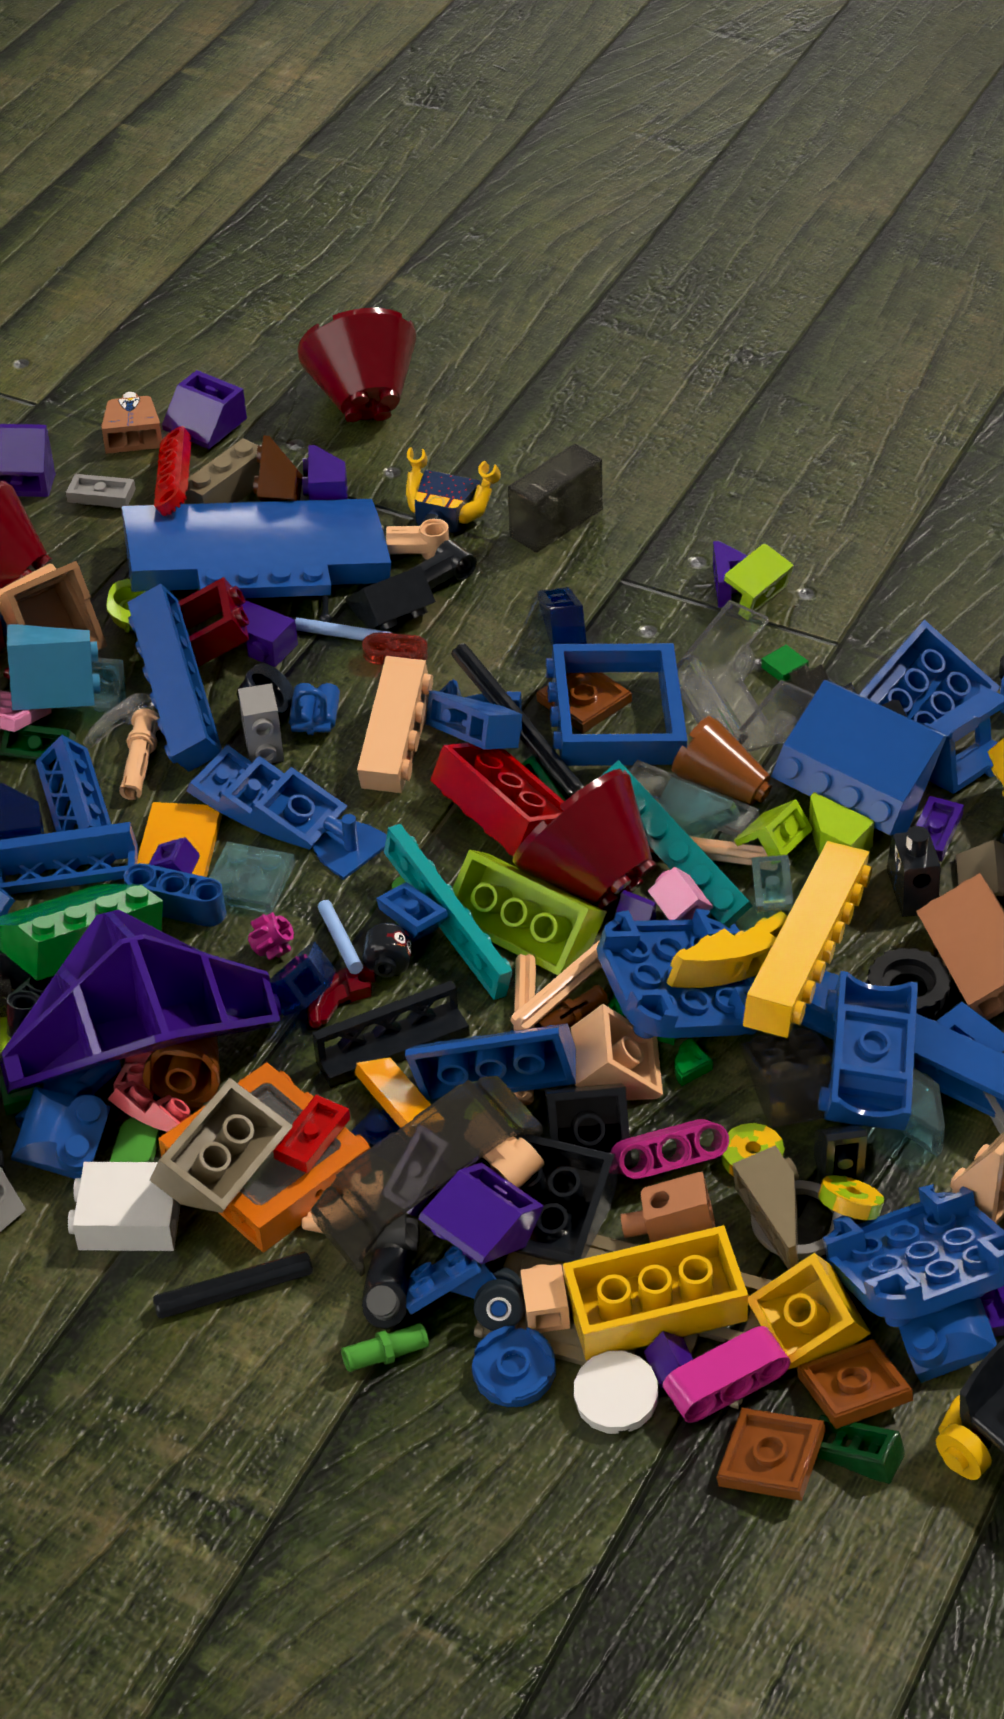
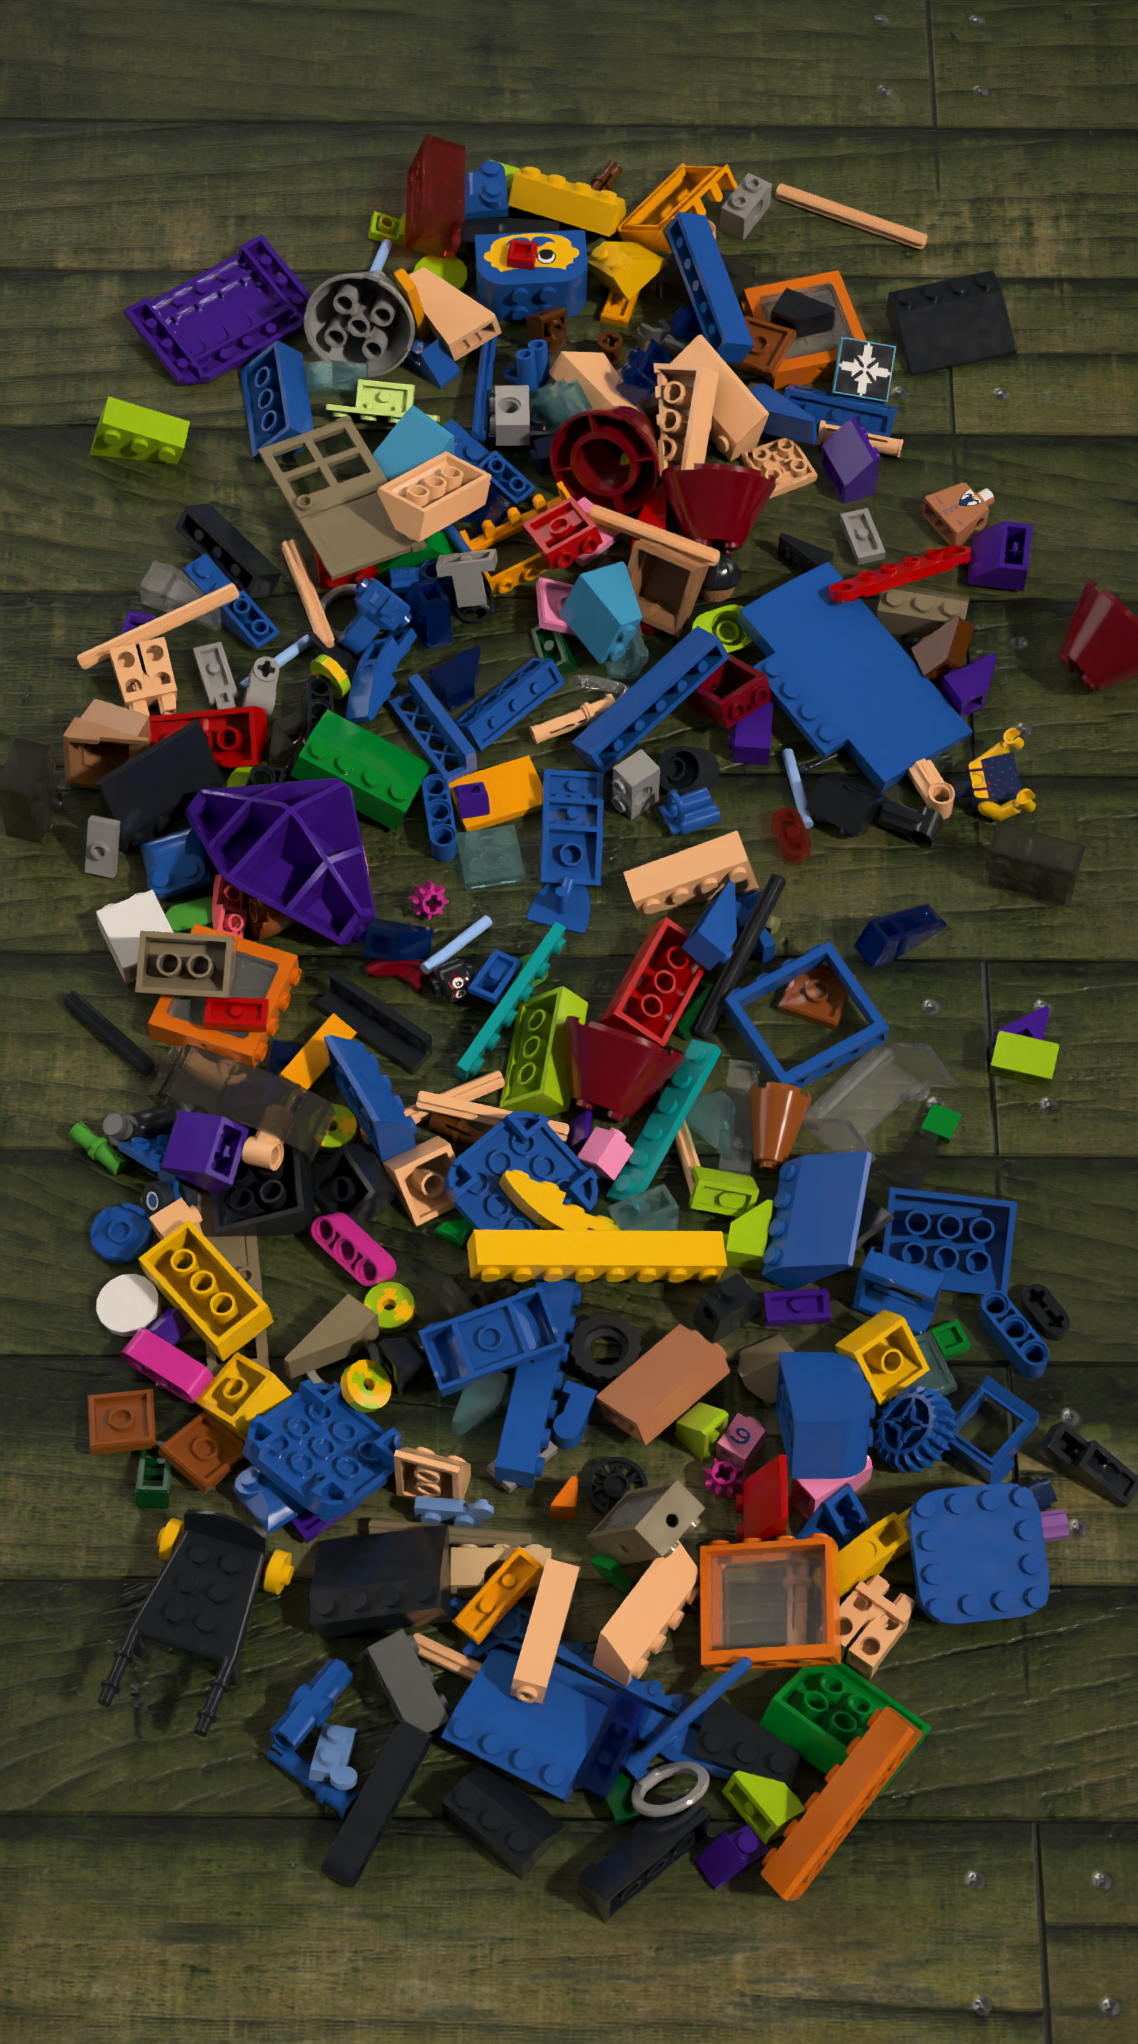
camera: 60 degrees right, 15 degrees up
(111, 532) = (802, 554): none -> black slope
(671, 1209) = (285, 1269): nougat torso -> none

